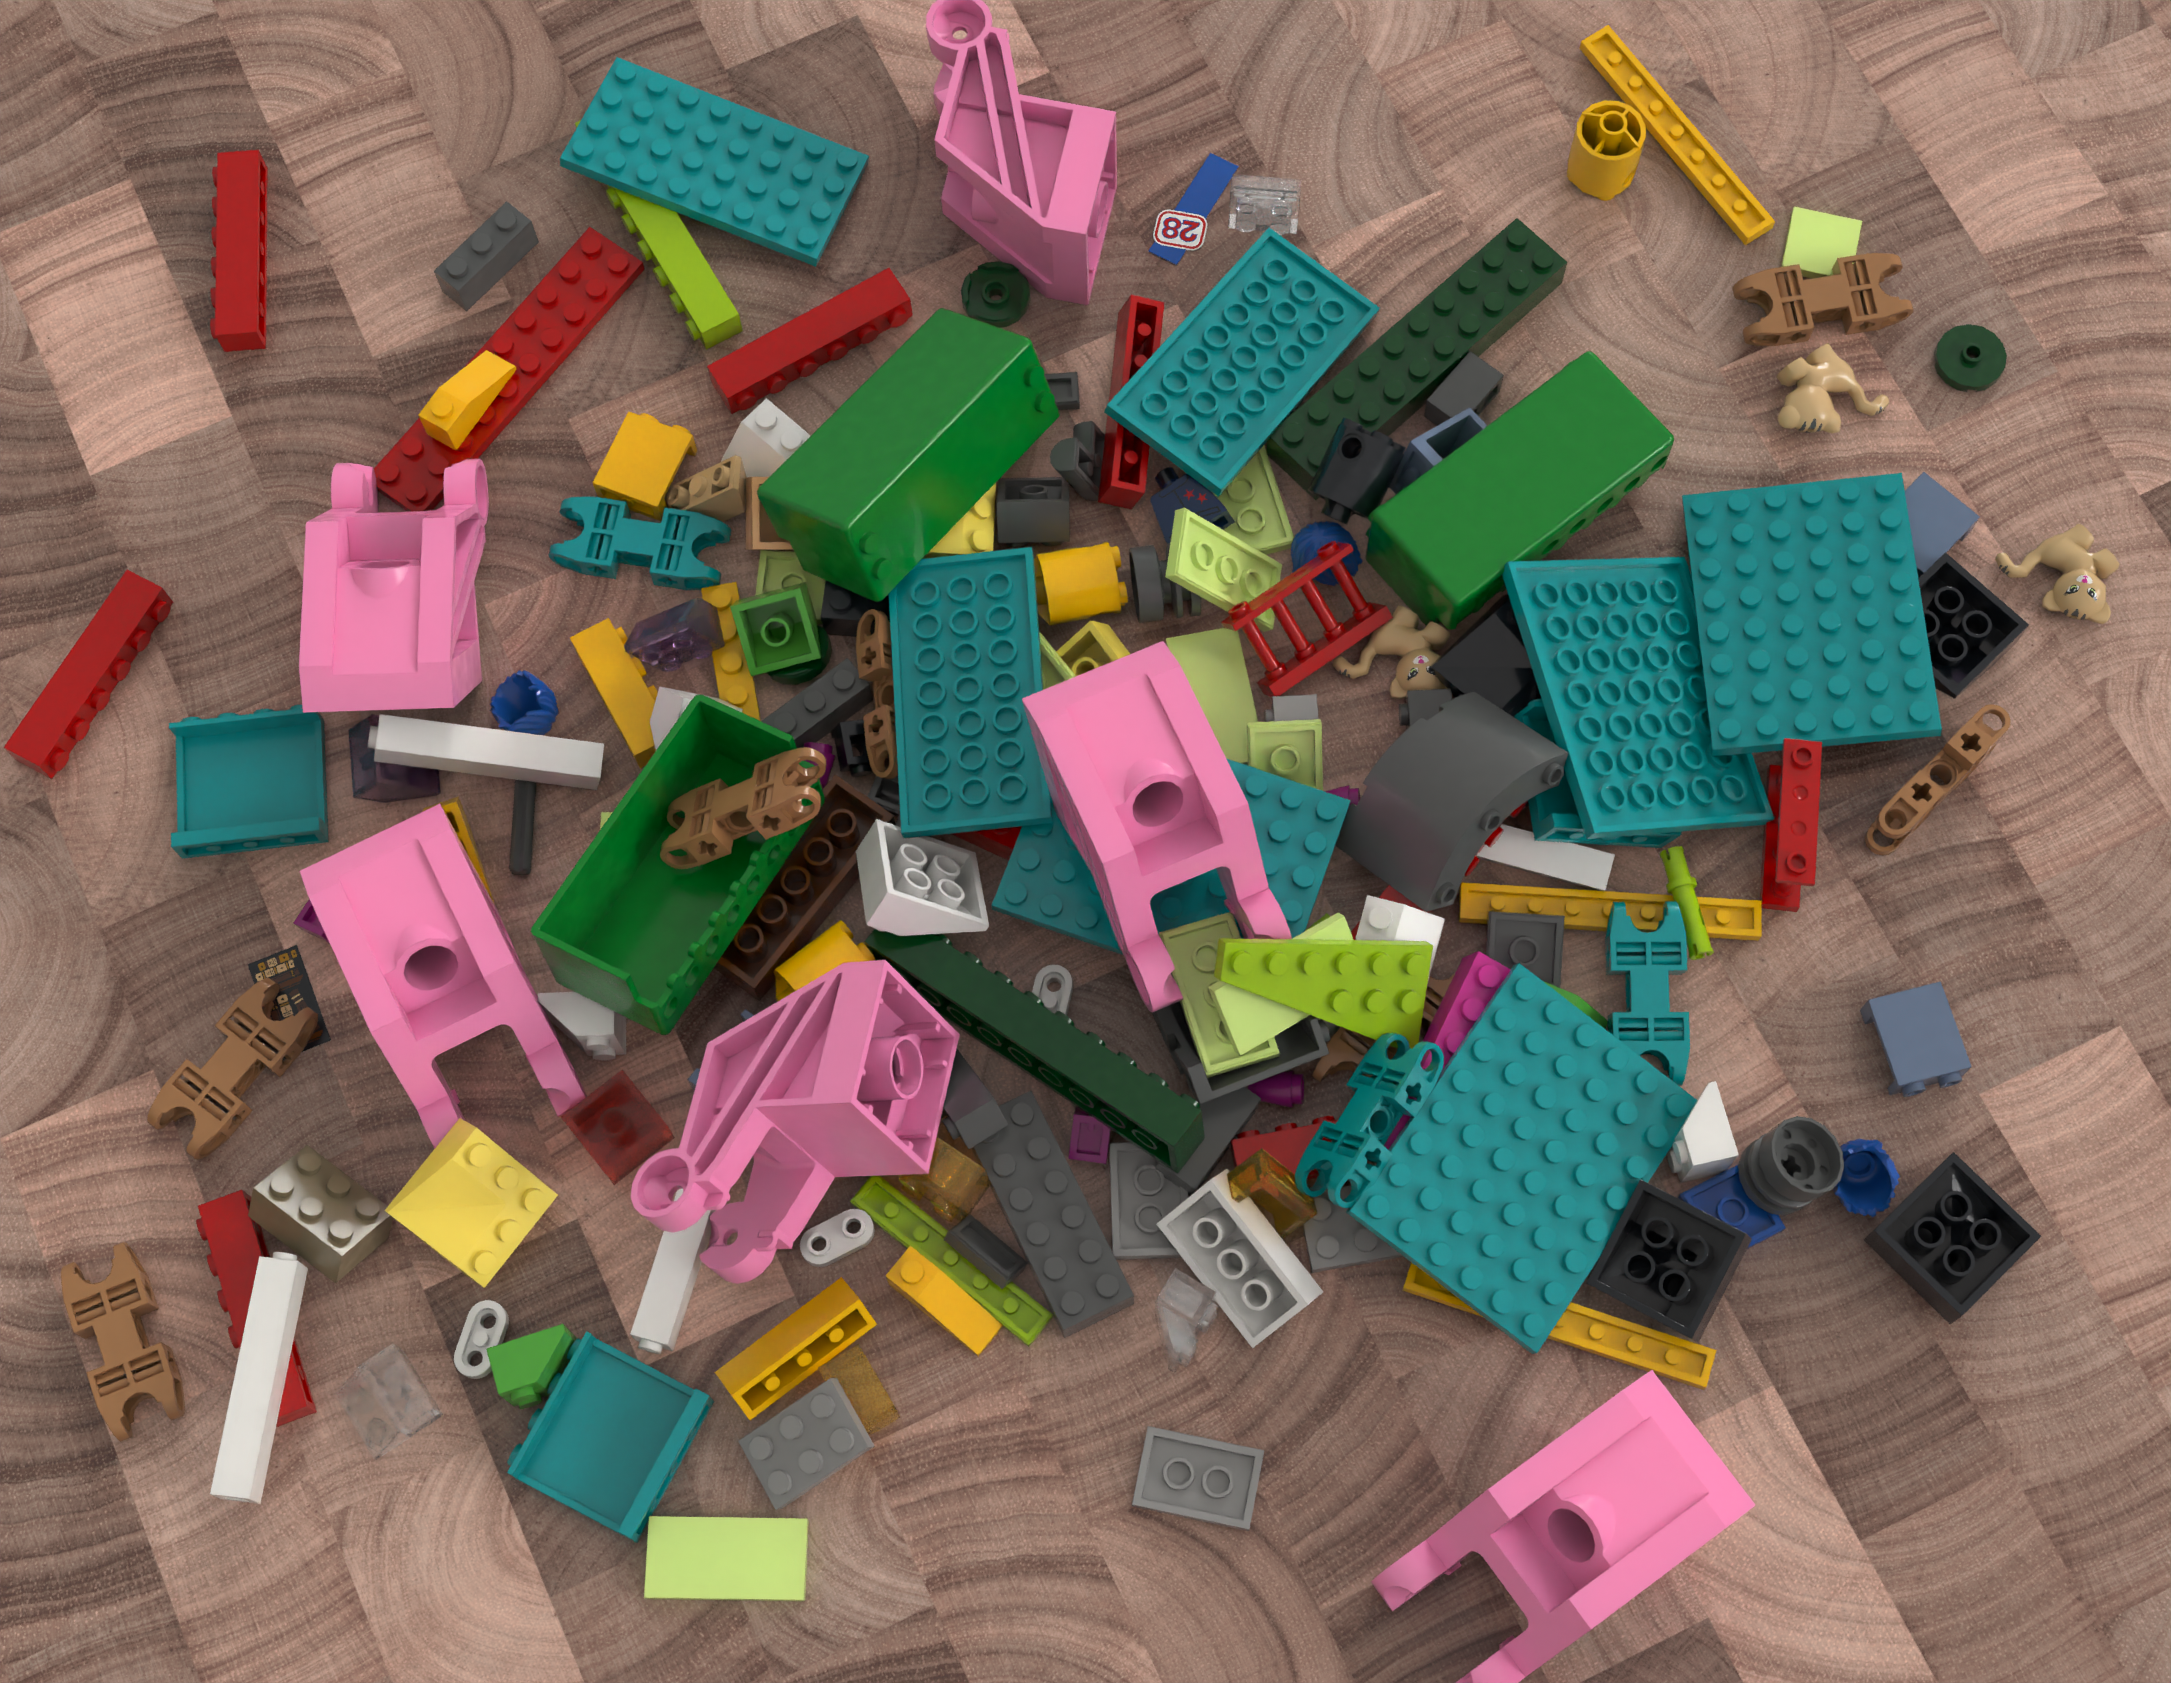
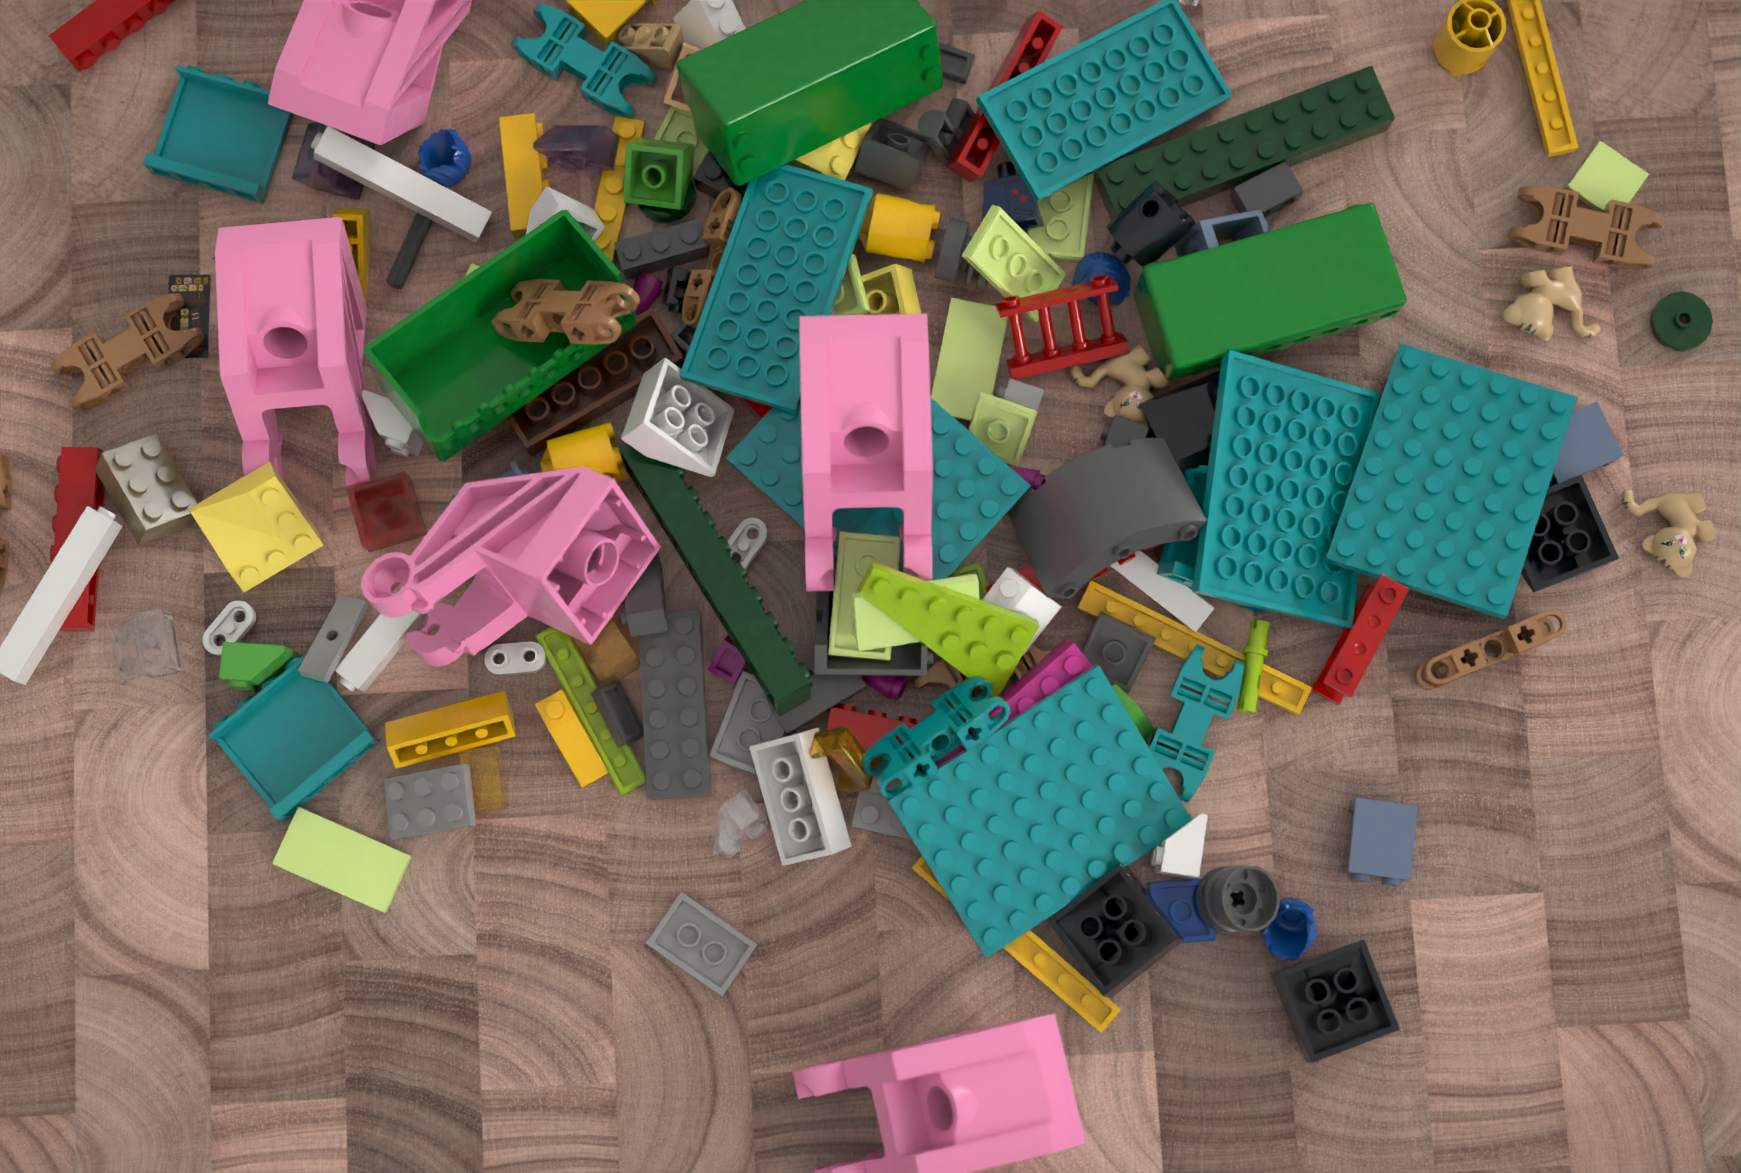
camera: 20 degrees right, 10 degrees up
(613, 1298) = (333, 638): none -> light grey tile

